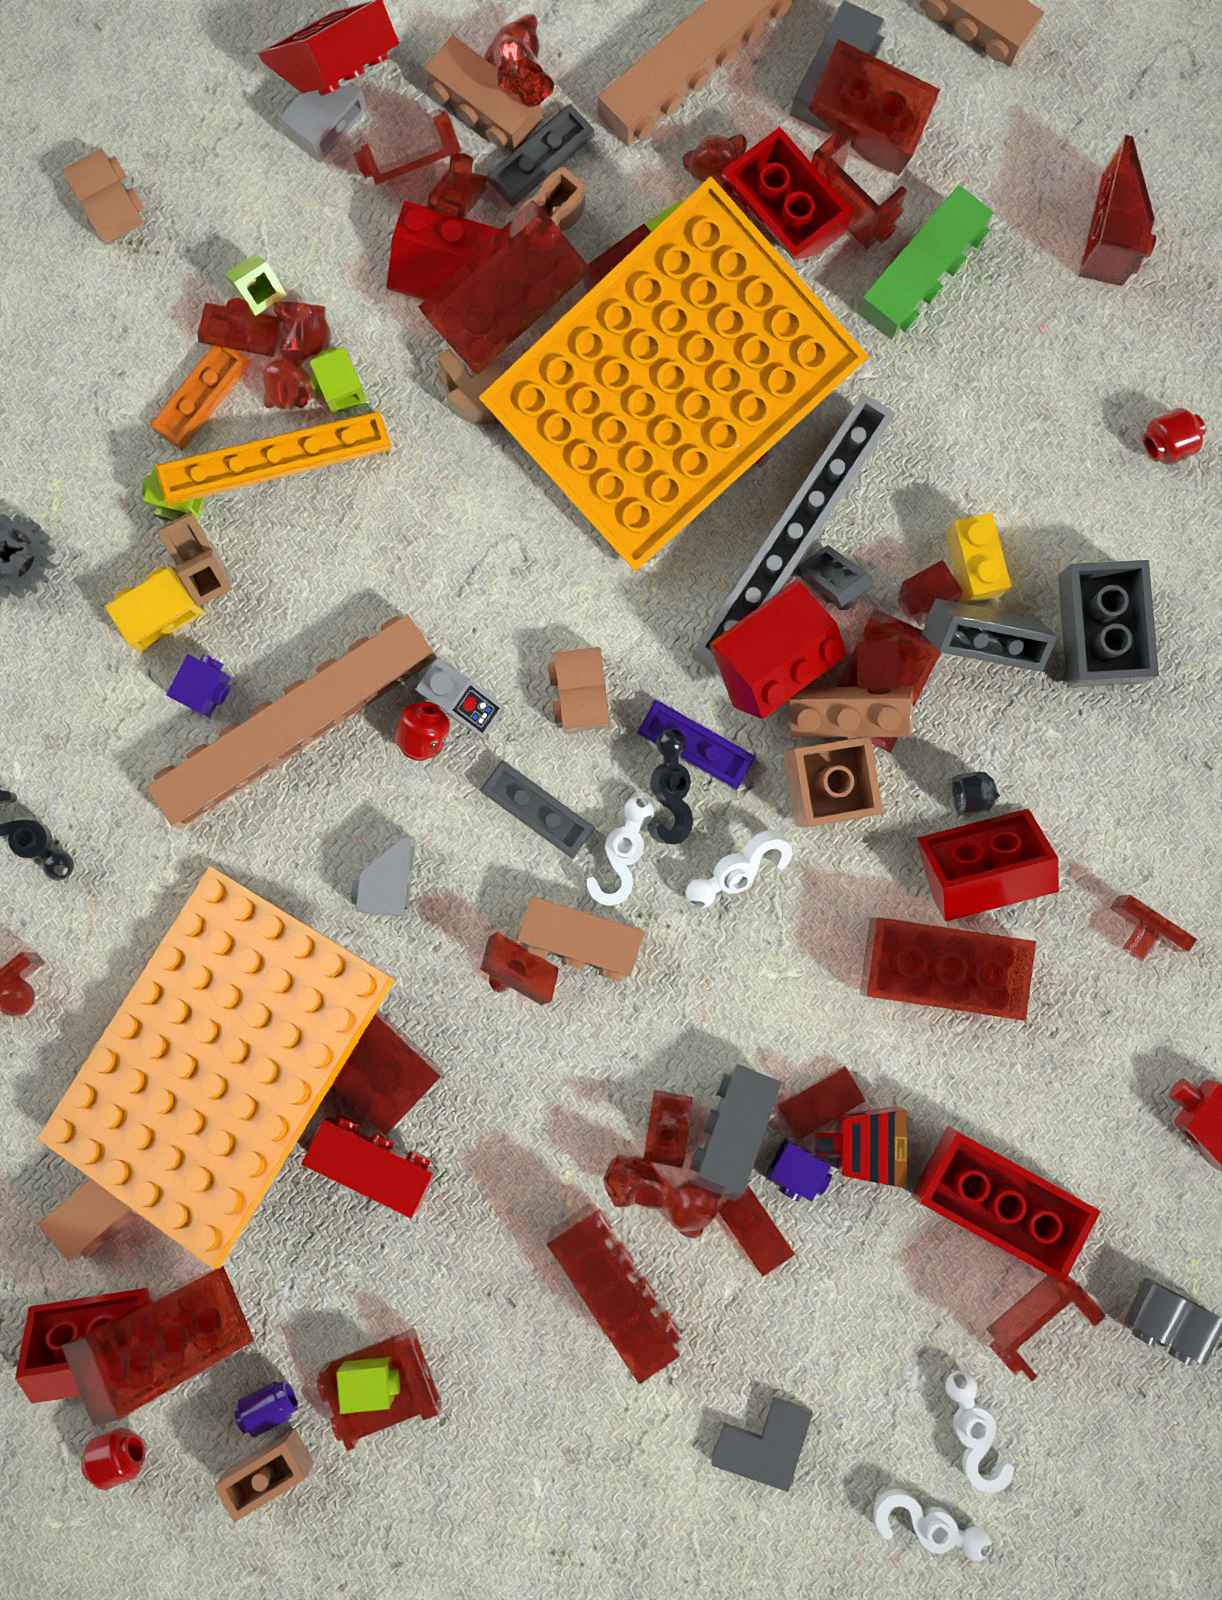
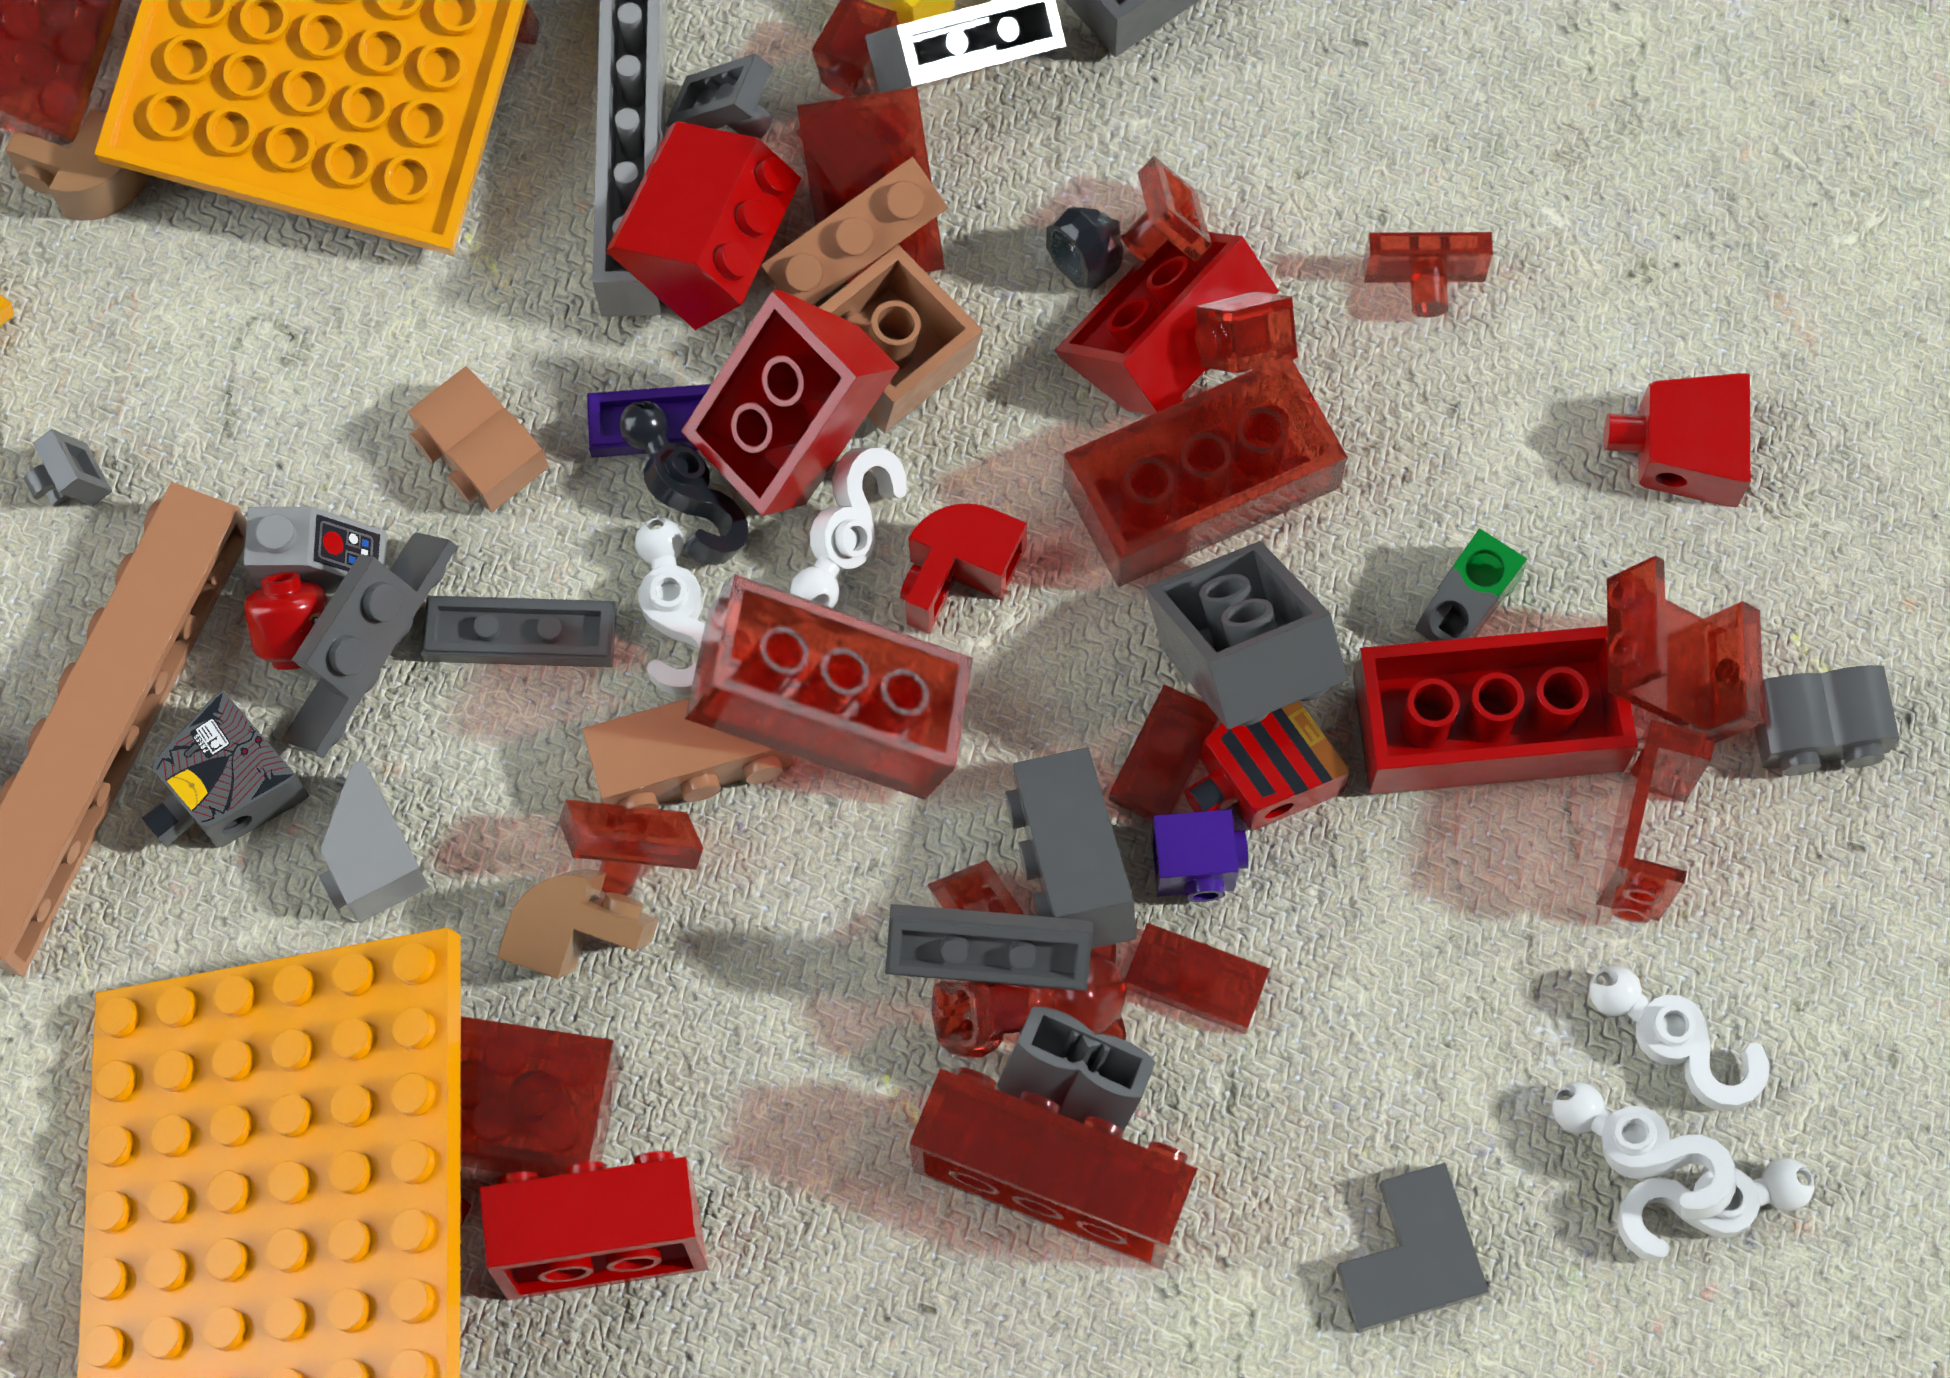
camera: 35 degrees left, 15 degrees down
(337, 792) = (221, 778): none -> dark grey torso
(362, 566) = (66, 471): none -> dark grey tile
(454, 765) = (358, 634): none -> dark grey bracket
(464, 987) = (558, 913): none -> medium nougat brick
(655, 1167) = (989, 947): none -> dark grey tile
(660, 1254) = (1076, 1068): none -> dark grey brick
(668, 966) = (830, 688): none -> clear red brick
(752, 790) = (788, 401): none -> red slope
(794, 920) = (962, 546): none -> red brick
(903, 1084) = (1246, 635): none -> dark grey brick
(916, 1477) = (1640, 1146): none -> white piece
(1022, 910) = (1245, 331): none -> clear red brick
(1031, 811) = (1170, 215): none -> clear red tile
(1039, 1128) = (1472, 589): none -> leg
(1125, 1247) = (1679, 664): none -> clear red panel

